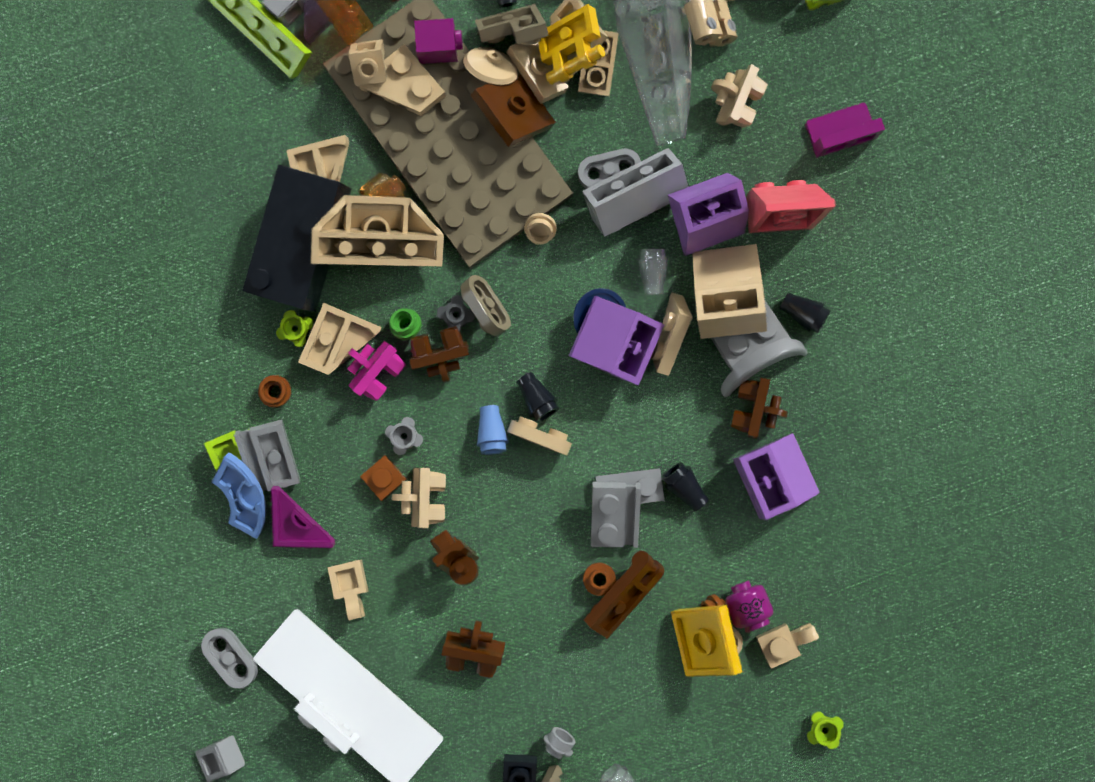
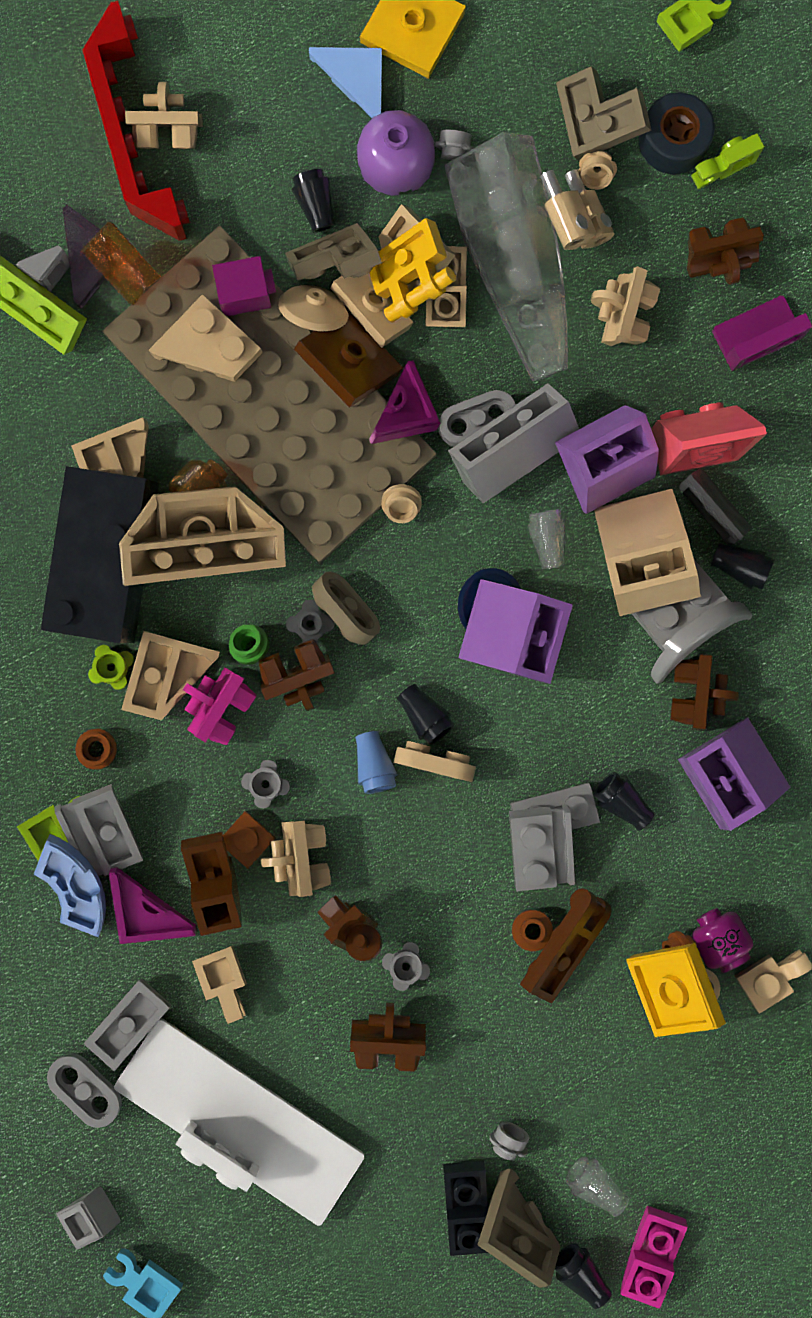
camera: 15 degrees left, 0 degrees up
(270, 610) = (127, 1024): none -> light grey plate
(352, 508) = (213, 883): none -> reddish brown brick
(367, 62) = (160, 323): tan bracket -> none
(491, 602) = (402, 977): none -> light grey plate
(554, 155) = (407, 409): none -> magenta tile
(675, 327) = (587, 598): tan wing -> none
(788, 263) = (715, 507): none -> dark grey slope
(822, 63) = (725, 253): none -> reddish brown hips

